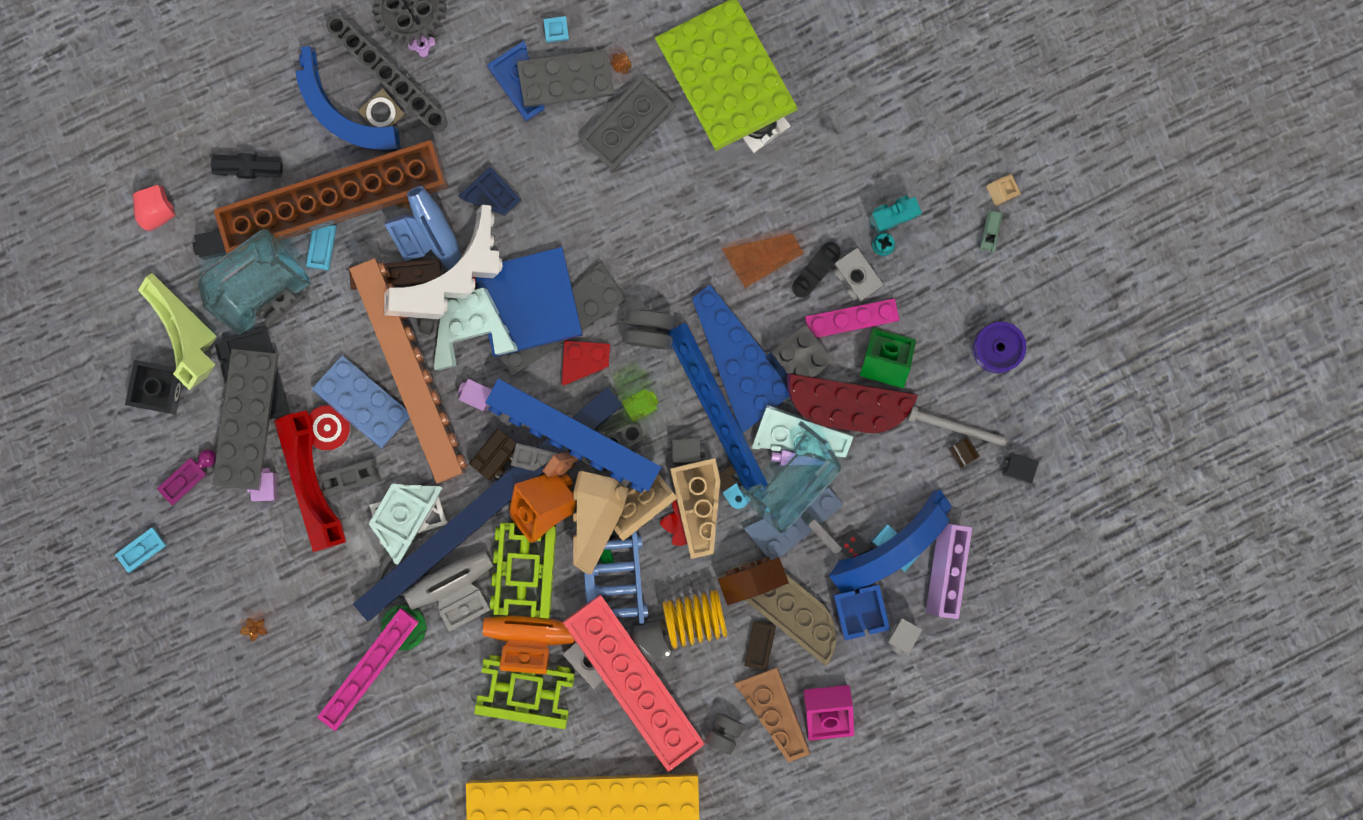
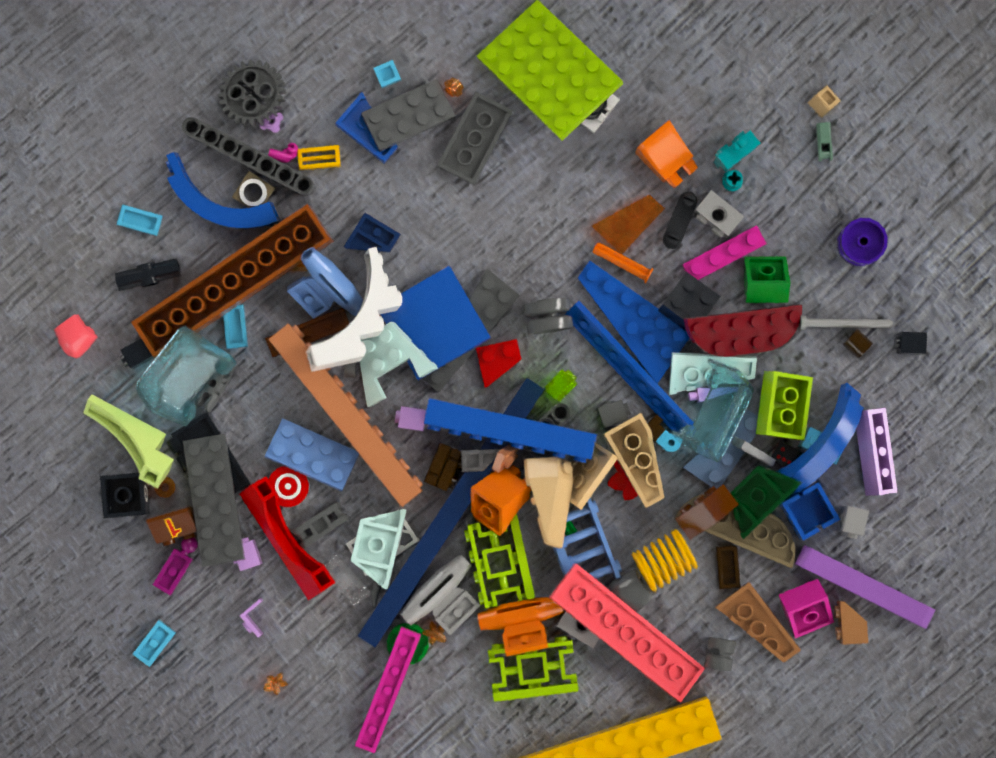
camera: 20 degrees left, 0 degrees up
(194, 434) = (172, 526): none -> reddish brown slope
(203, 398) = (169, 492): none -> clear orange plate
(245, 559) = (248, 623): none -> lavender bracket
(255, 107) = (139, 220): none -> medium azure tile
(425, 84) = (285, 155): none -> dark pink arm
(434, 625) = (435, 633): none -> clear orange plant
(479, 99) = (316, 158): none -> yellow tile
(744, 296) = (622, 261): none -> orange axle
(813, 582) = (759, 496): none -> dark green wing
(822, 197) = (666, 154): none -> orange hips
(867, 494) = (784, 405): none -> lime brick
(870, 745) = (851, 625): none -> medium nougat slope
(896, 708) = (865, 587): none -> medium lavender beam

